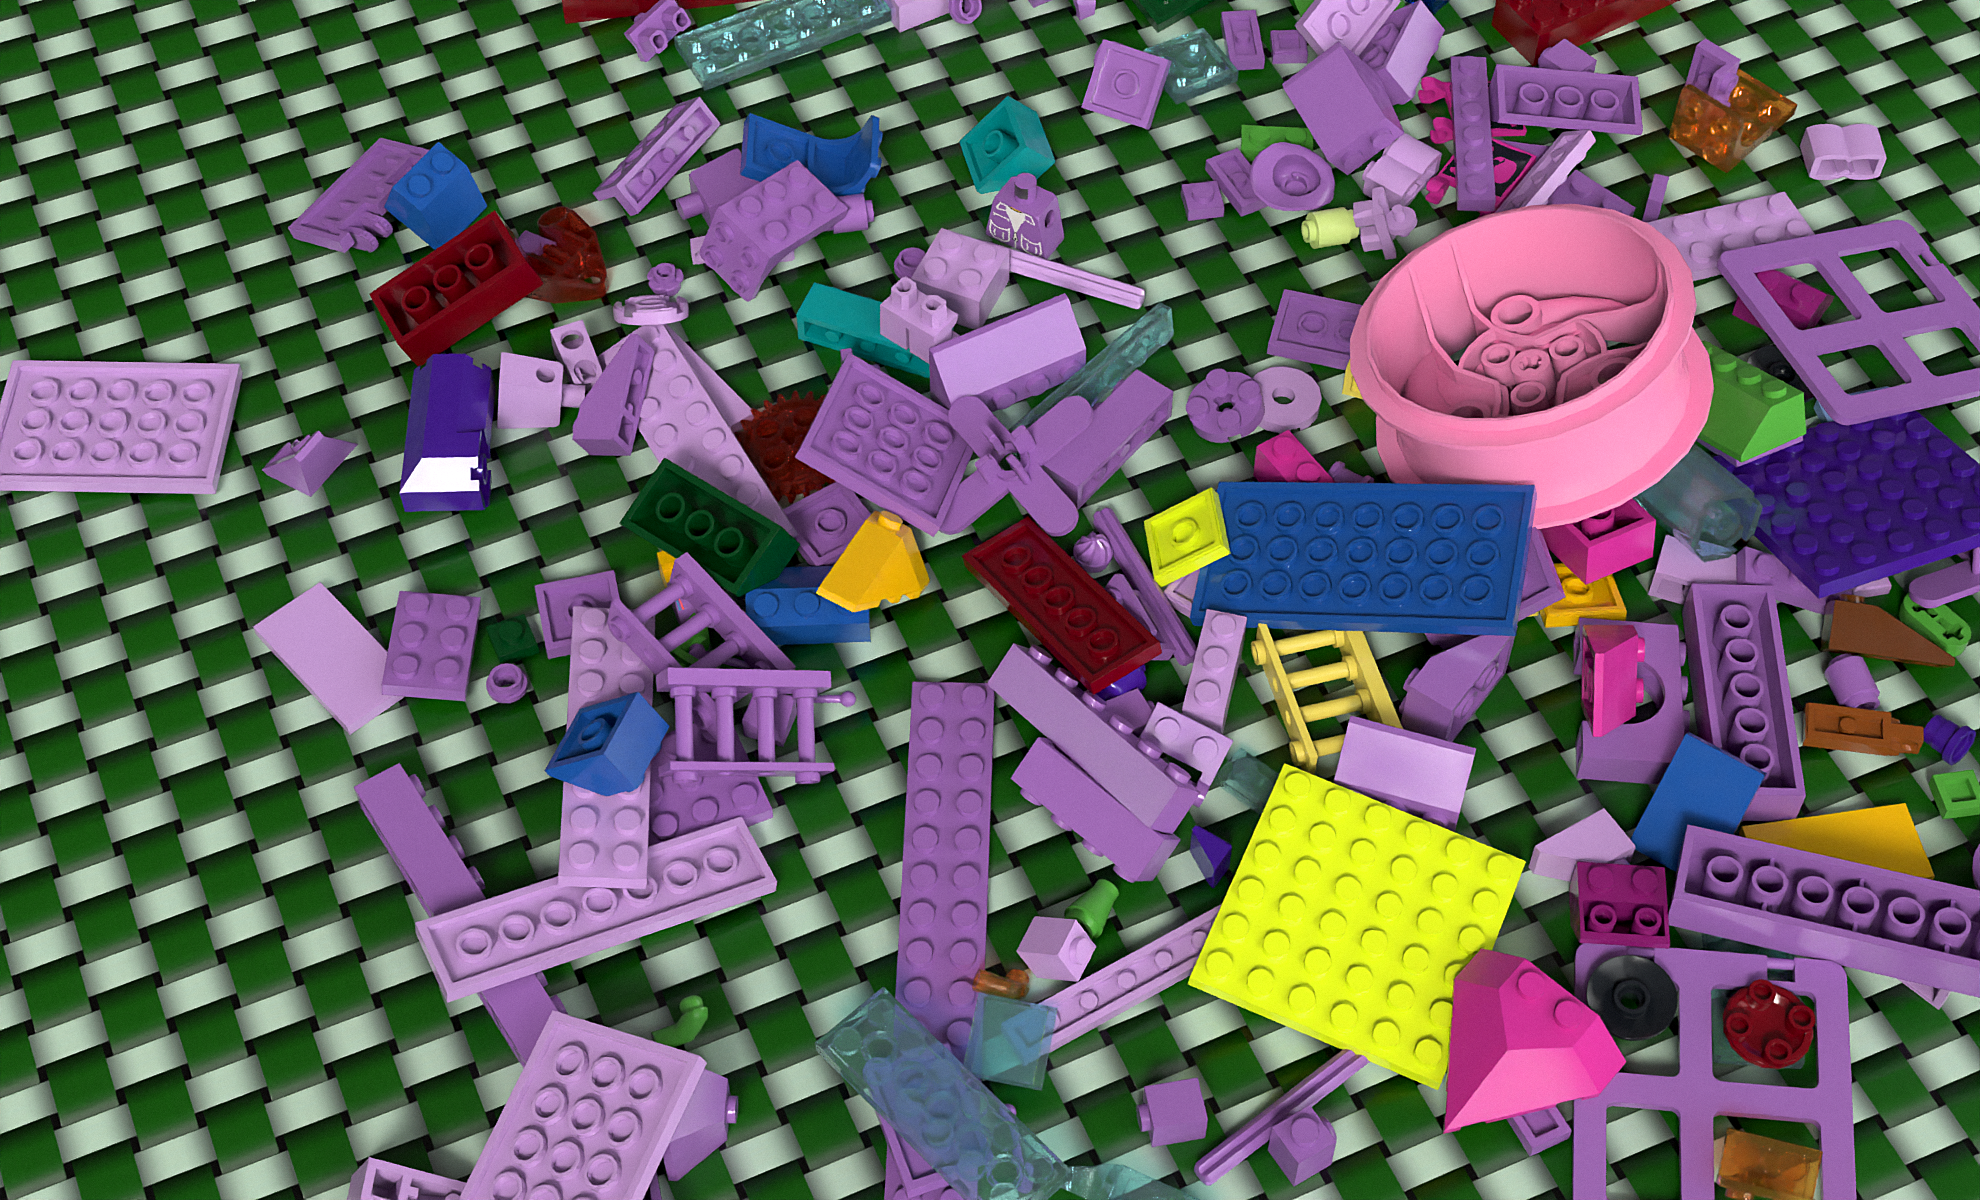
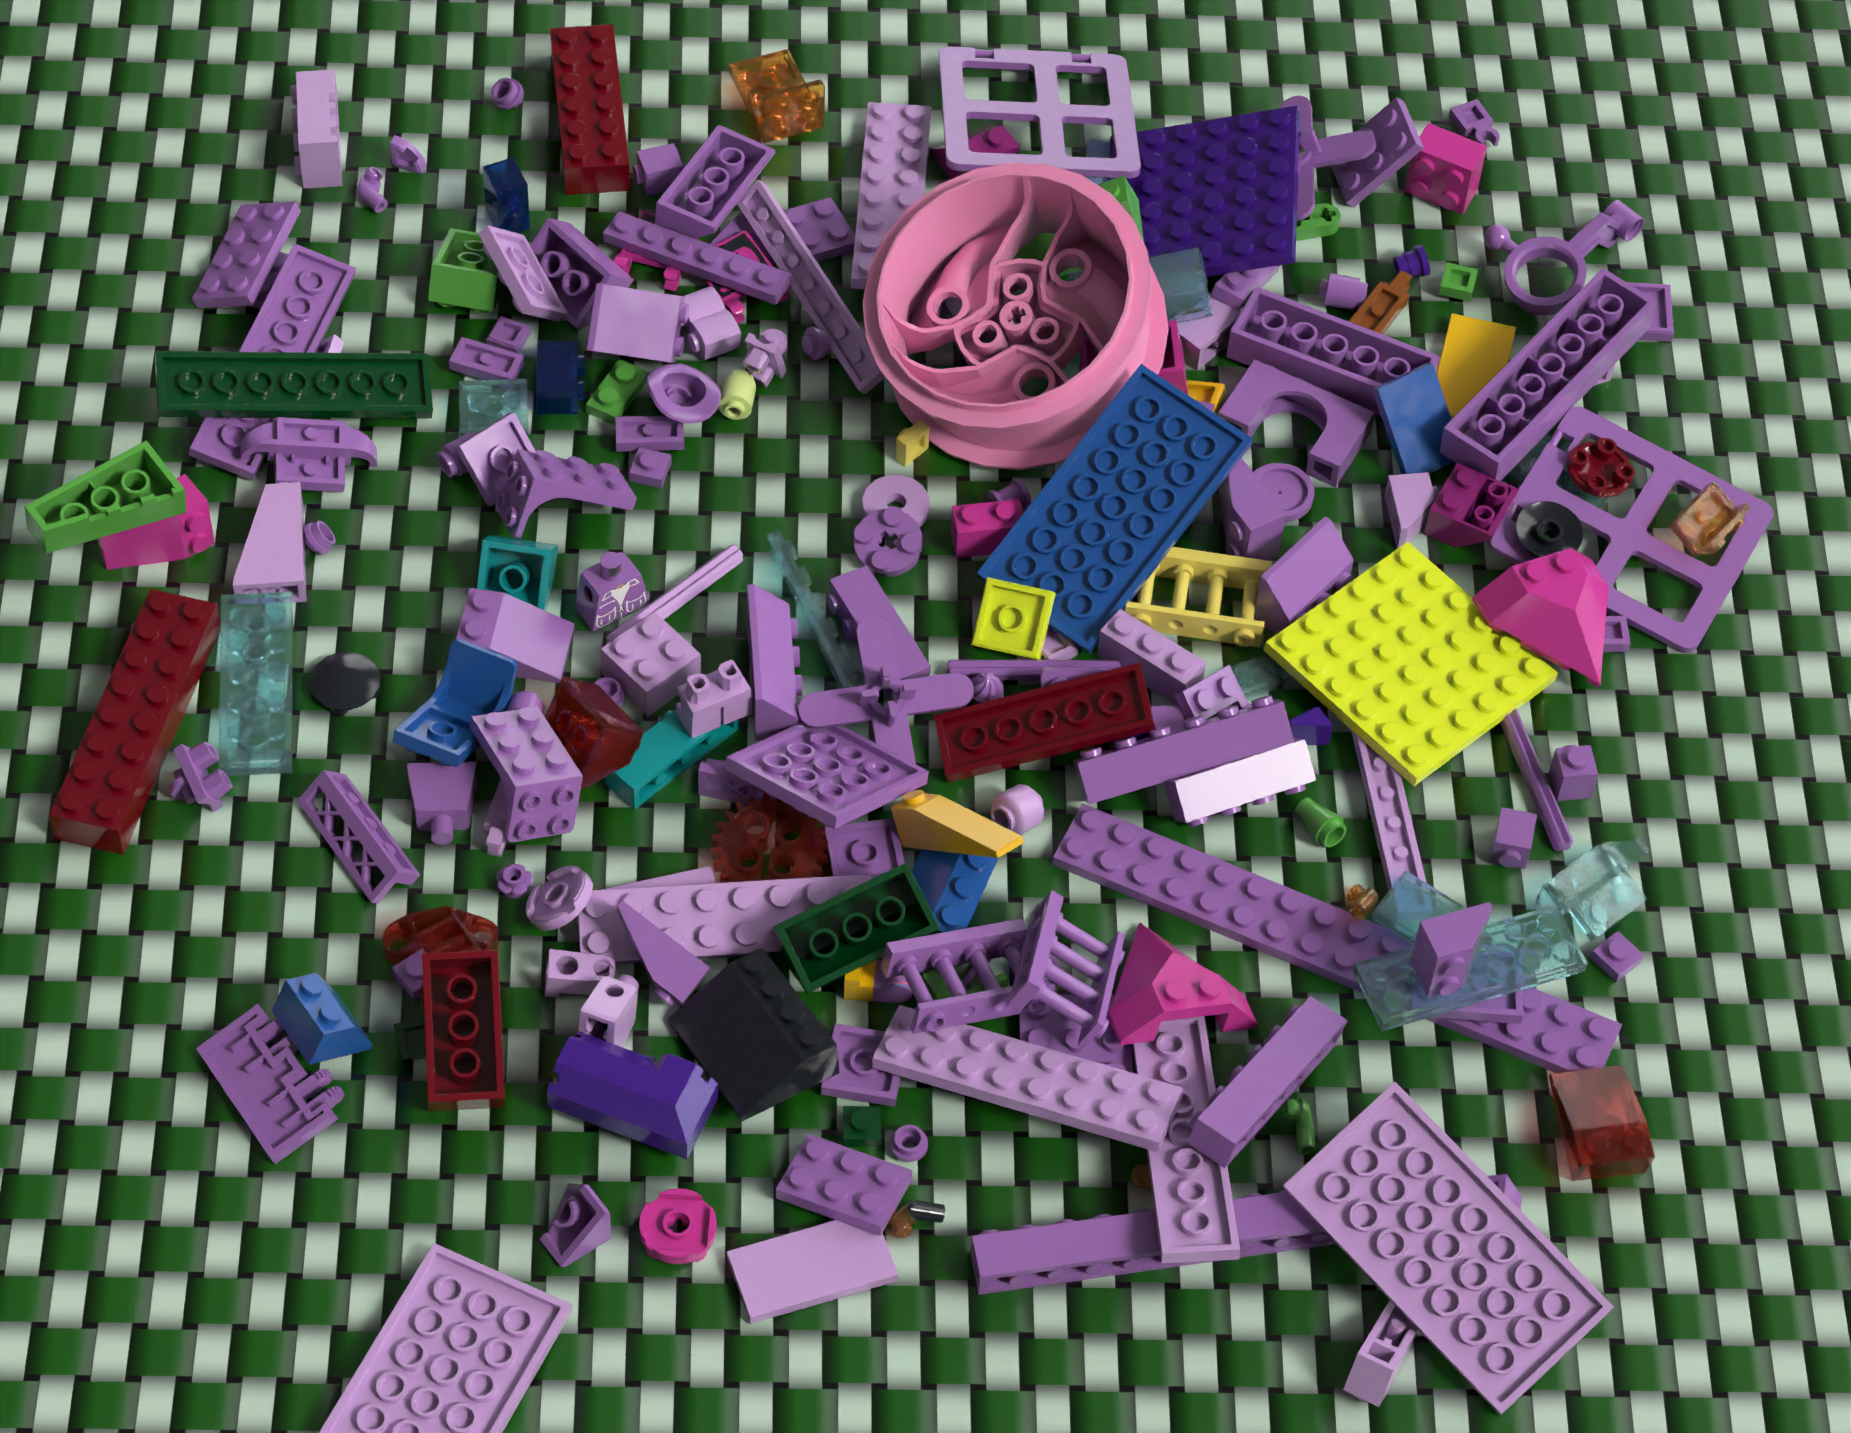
camera: 70 degrees left, 0 degrees up
(336, 554) = (681, 1247): none -> dark pink plate
(425, 716) = (913, 1212): none -> arm
(562, 514) = (755, 1036): none -> black slope
(609, 745) = (1055, 1064): blue slope -> none
(697, 958) = (1265, 1081): none -> medium lavender brick
(792, 842) = (1169, 985): none -> dark pink wedge
(821, 86) = (344, 681): none -> black dish
(844, 255) = (592, 729): none -> clear red slope
(913, 1059) = (1448, 948): none -> medium lavender slope
(933, 173) = (518, 631): none -> medium lavender slope
(950, 628) = (1018, 809): none -> lavender head
(1056, 948) = (1352, 851): lavender brick -> none
(1122, 132) = (543, 476): none -> medium lavender bracket
(1254, 92) = (557, 377): none -> clear blue brick
(1313, 329) = (847, 443): medium lavender plate -> none
(1523, 722) = (1288, 487): none -> medium lavender piece
(1610, 675) = (1289, 417): dark pink slope -> none
(1655, 198) = (833, 181): medium lavender tile -> none
(1714, 71) = (755, 77): medium lavender bracket -> none
(1843, 152) = (850, 47): lavender brick -> none
(1875, 634) = (1315, 258): reddish brown slope -> none

